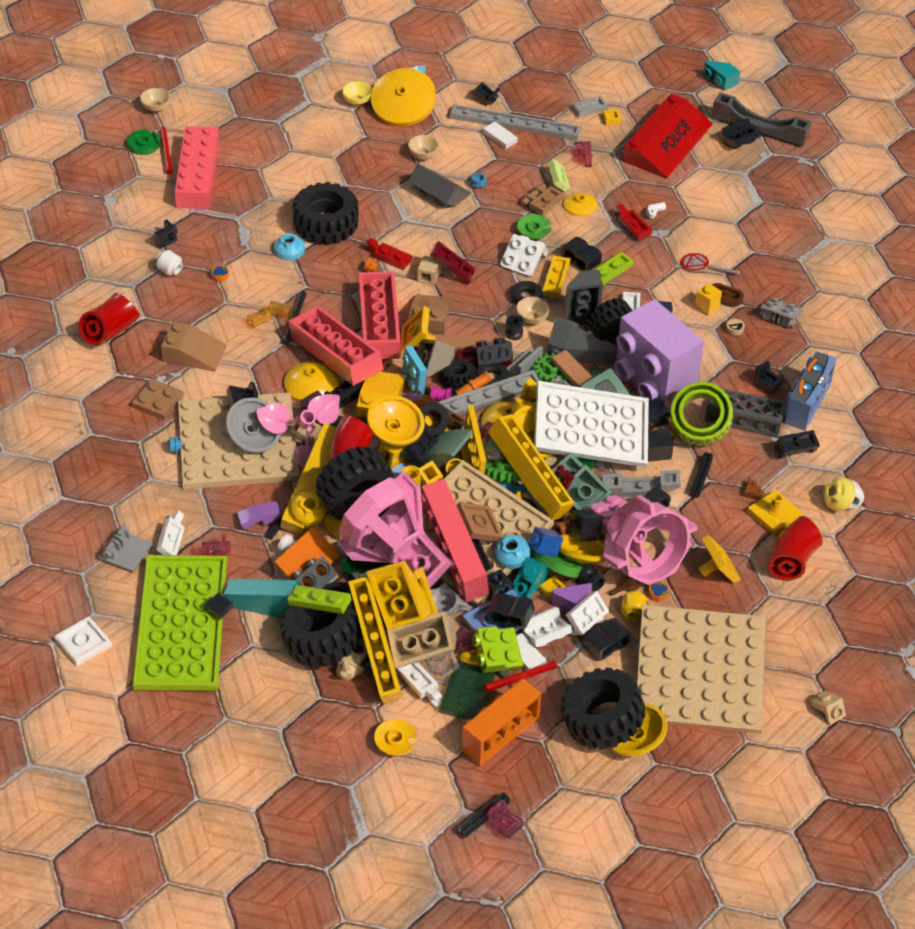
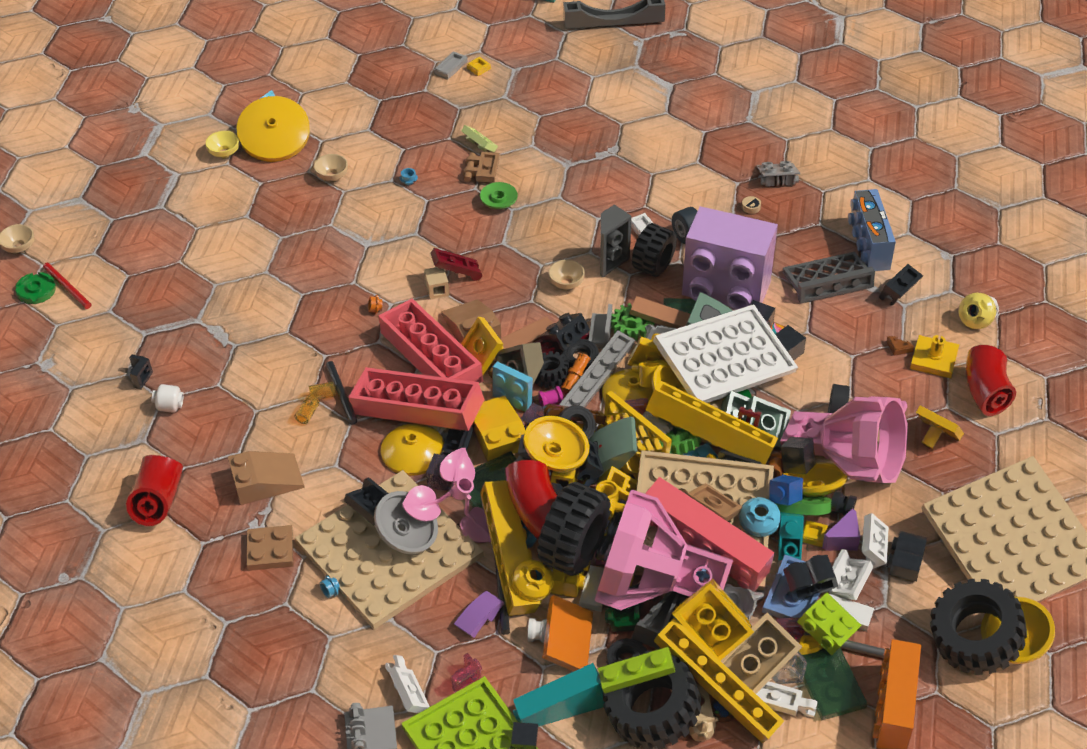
camera: 30 degrees left, 0 degrees up
(197, 167) = (118, 287): coral brick -> none
(220, 273) = (227, 384): tile -> none
(291, 250) = (279, 328): medium azure piece -> none
(300, 434) = (452, 506): tan bracket -> none
(310, 575) = (593, 646): dark grey brick -> none
(325, 227) = (296, 289): black tyre -> none
(389, 254) = (382, 285): red plate -> none
(437, 186) = (376, 198): dark grey slope -> none
(485, 94) = (347, 94): black bracket -> none
(498, 583) = (779, 552): black bracket -> none
(500, 135) = (391, 126): white tile -> none
(514, 327) = (563, 298): black wheel -> none
(515, 122) = (393, 108): light grey tile -> none
(519, 676) = (867, 639): red bar -> none
(523, 255) = (512, 227): white bracket -> none
(525, 286) = (540, 254): black tyre -> none
(556, 277) = (558, 233): yellow plate -> none
(580, 204) = (518, 157): yellow dish -> none
(580, 344) = (626, 283): dark grey wedge -> none
(581, 254) = (562, 201): black brick -> none
(583, 150) = (485, 106): clear pink bracket -> none
(614, 267) = (600, 201): lime plate -> none
(629, 583) = (875, 496): reddish brown hand -> none
(632, 605) = (904, 509): yellow head -> none
(633, 222) = (582, 151): red plate -> none
(633, 487) = (810, 388): light grey slope -> none
(652, 209) = (588, 131): white arm -> none
(658, 591) = (907, 484): tile -> none
(666, 137) = (545, 63): red slope -> none
(698, 262) = (668, 163): piece -> none
(701, 474) = (844, 354): black axle -> none
(705, 436) = (796, 317): lime tyre -> none
(708, 299) = (710, 190): yellow brick -> none
(730, 295) = (719, 179): reddish brown plate -> none
(739, 133) = (605, 34): black bracket -> none
(766, 378) = (821, 238): black bracket -> none

